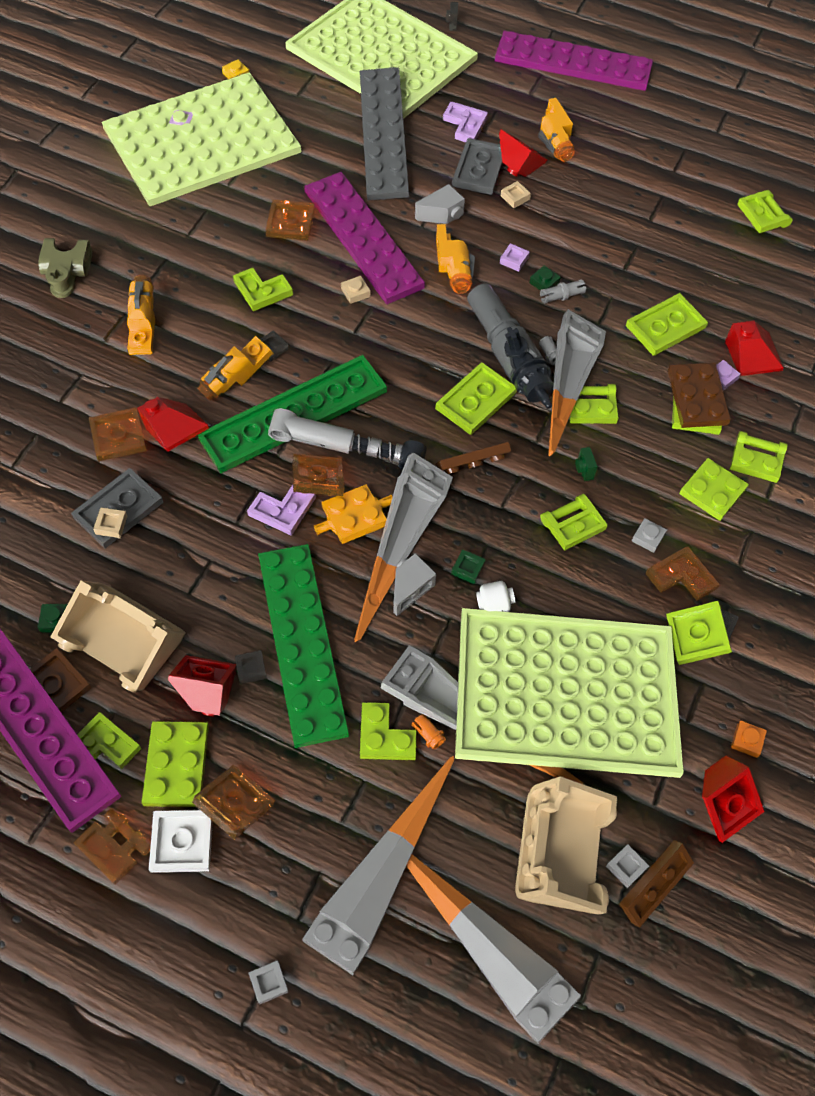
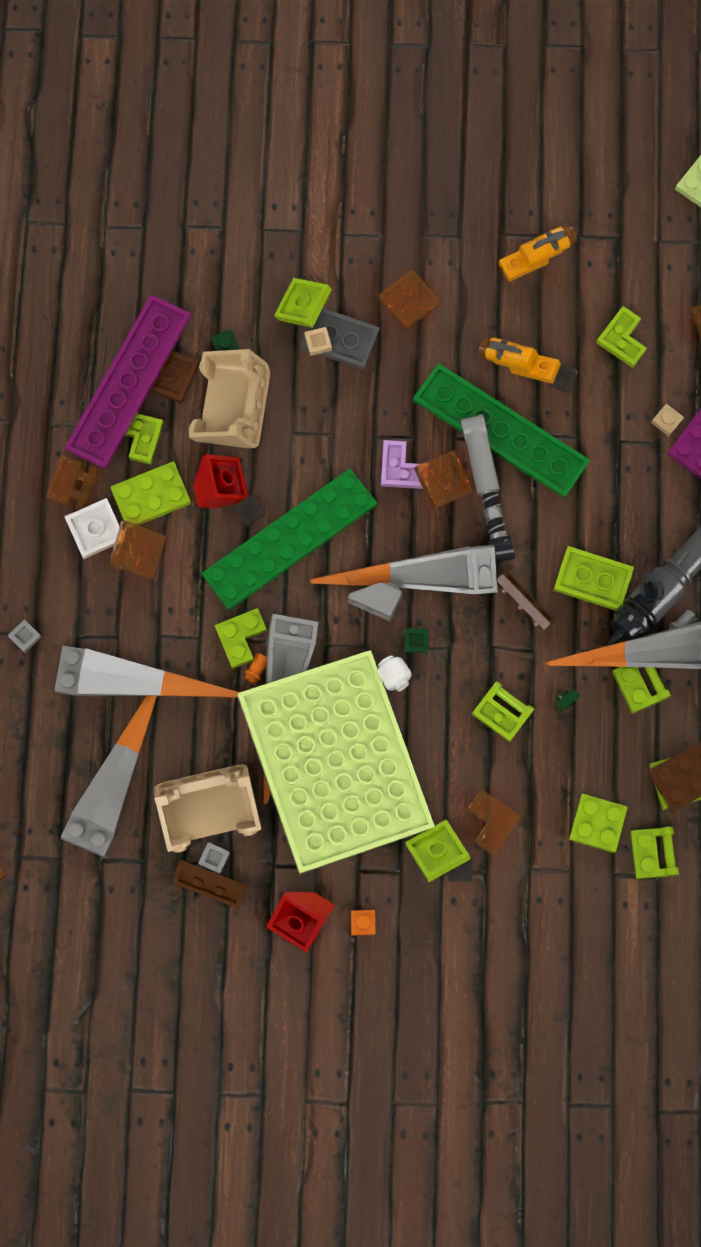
camera: 70 degrees right, 15 degrees up
(59, 522) = (302, 302): none -> lime plate
(64, 266) = (559, 158): olive piece -> none
(171, 422) = (439, 337): red slope -> none
(353, 514) = (424, 527): light orange plate -> none
(649, 535) = (521, 781): light grey plate -> none

